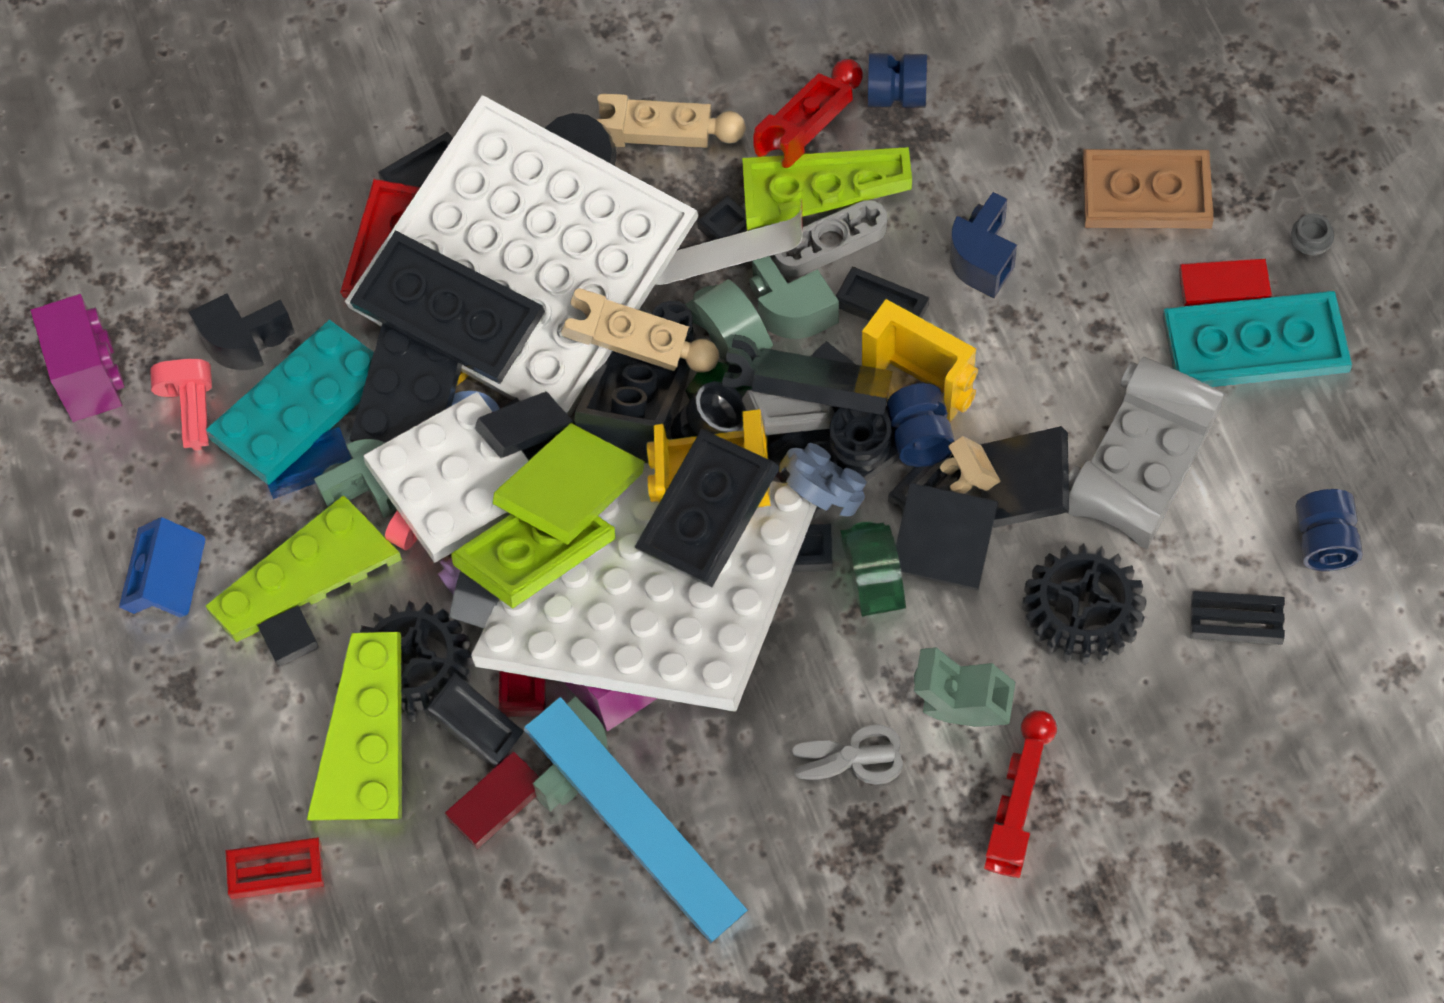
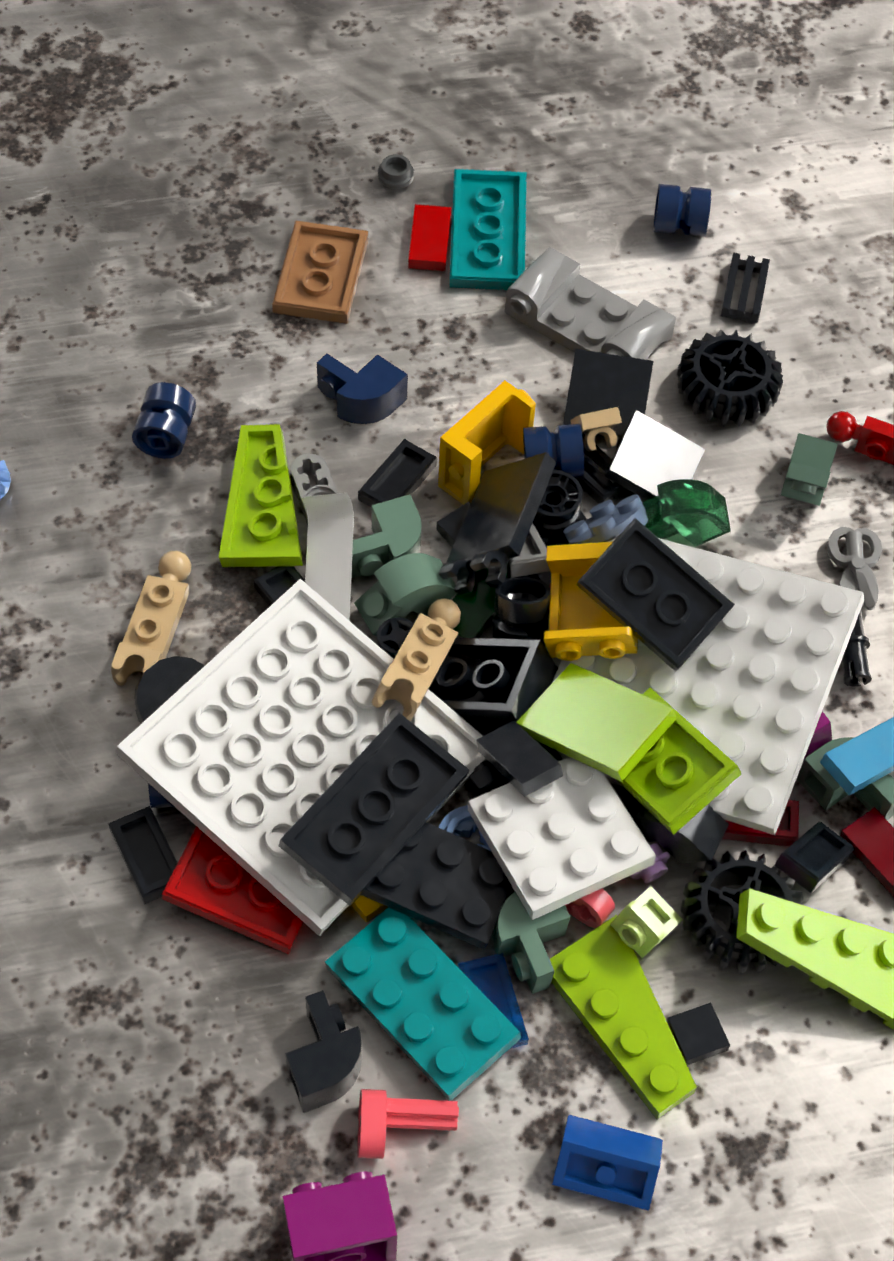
camera: 90 degrees left, 5 degrees down
(388, 573) = (646, 922): none -> yellowish green bracket
(742, 753) = (855, 656): none -> black axle
(807, 112) = (182, 493): red plate -> none

